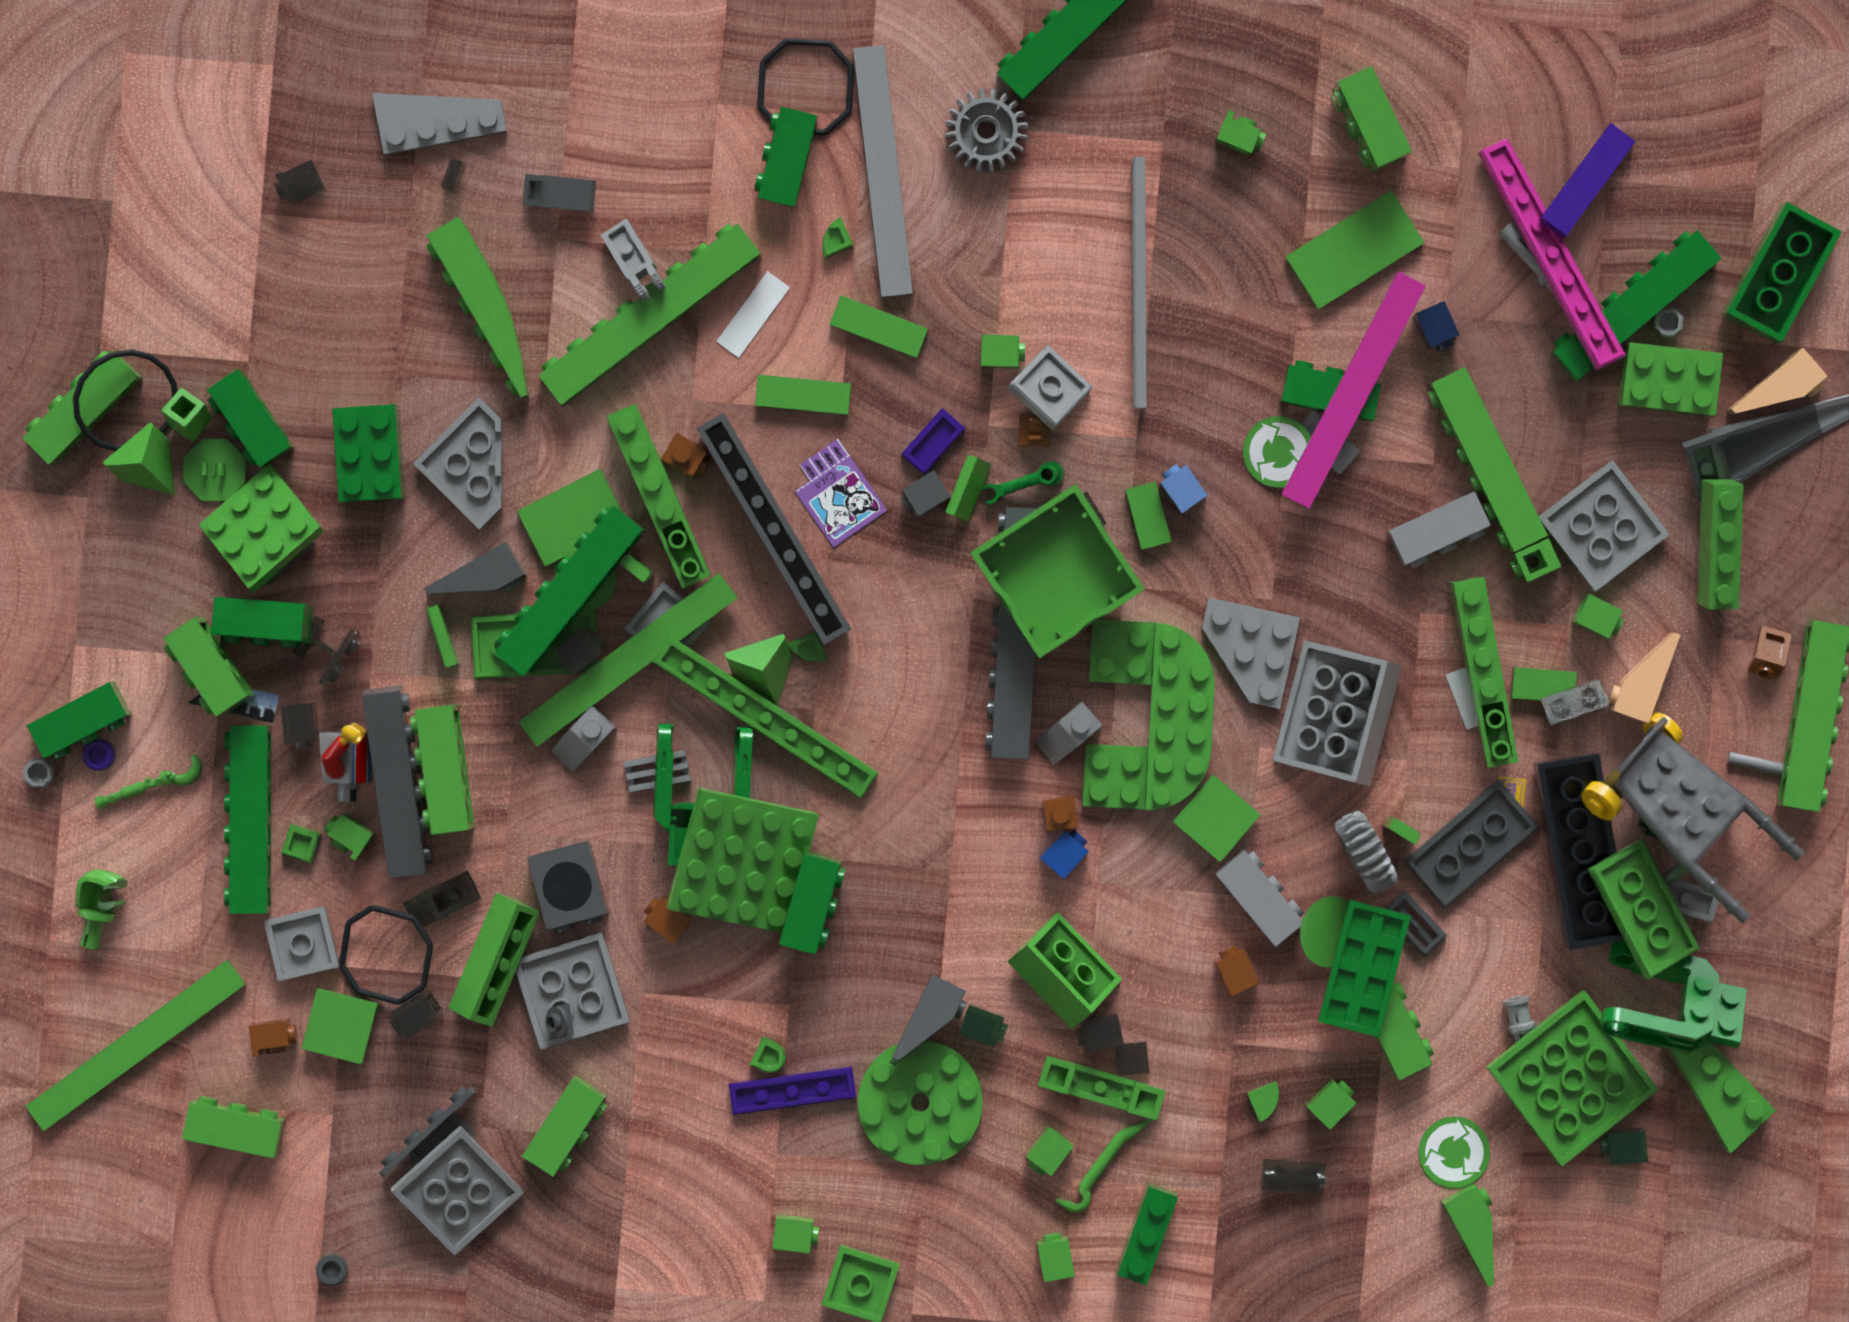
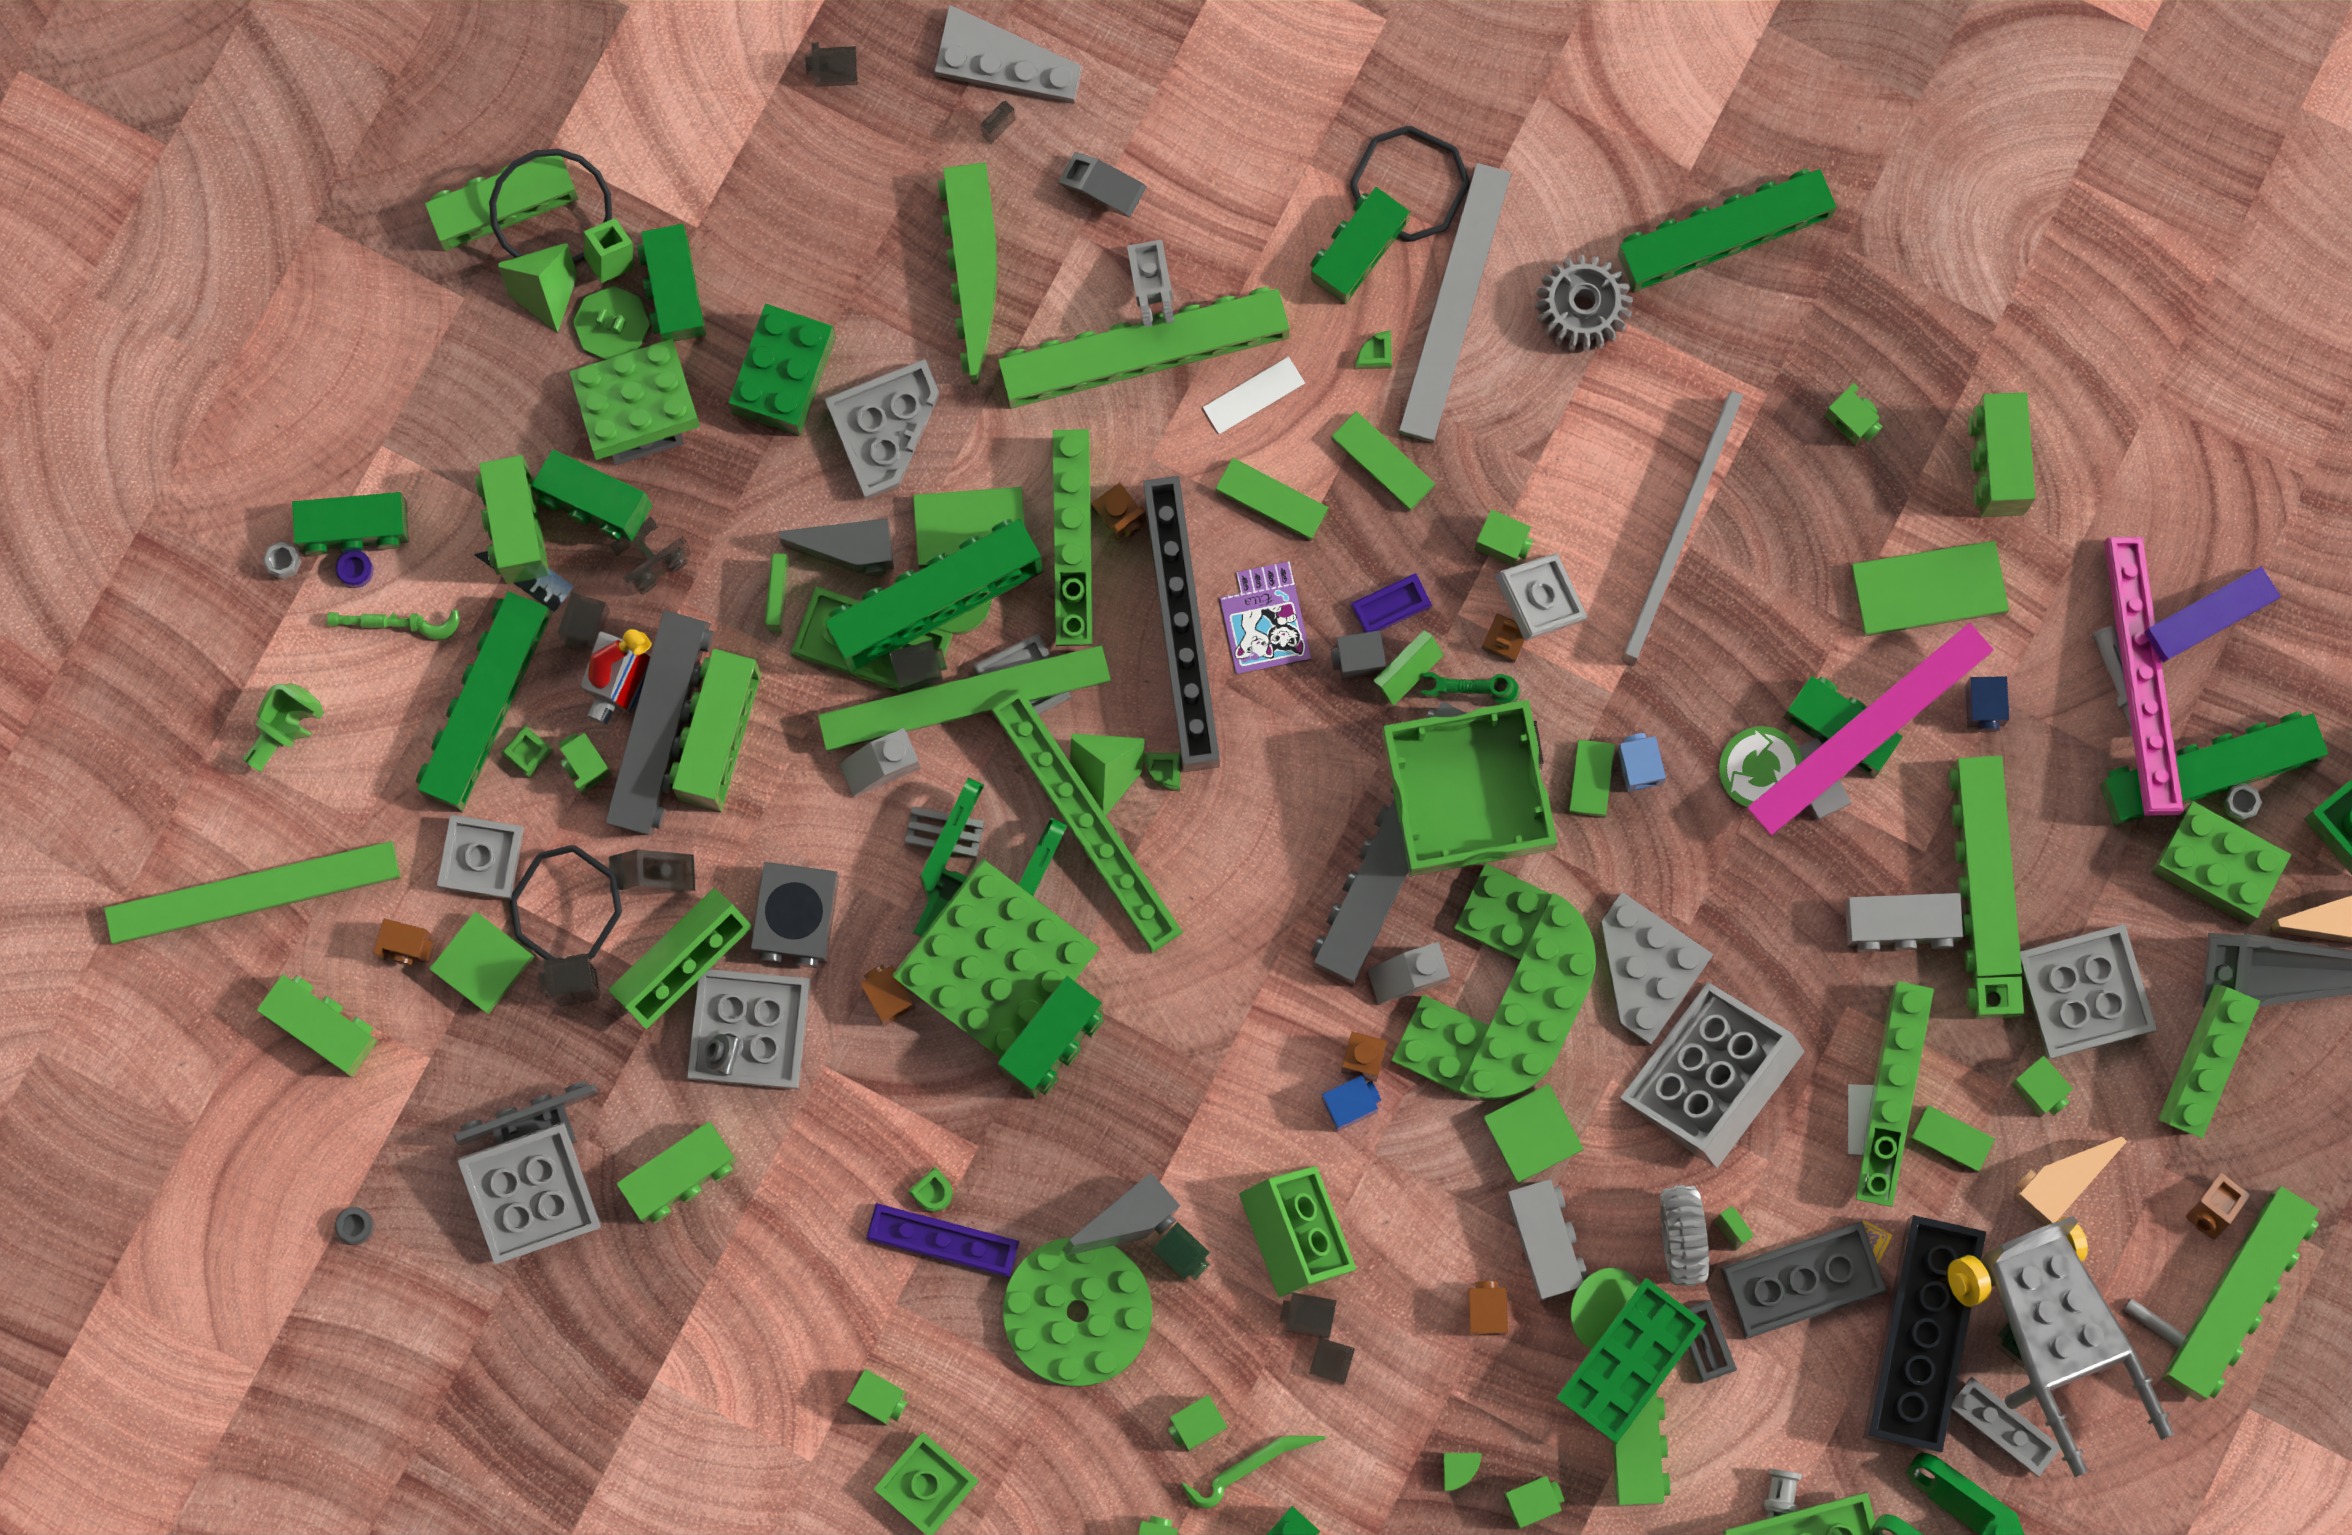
camera: 20 degrees right, 10 degrees down
(637, 568) = (1016, 603): bright green tile -> none
(1101, 1087) = (1284, 1377): bright green slope -> none
(1574, 702) = (1980, 1169): clear smoke hinge -> none
(1643, 909) = (1969, 1424): bright green tile -> none

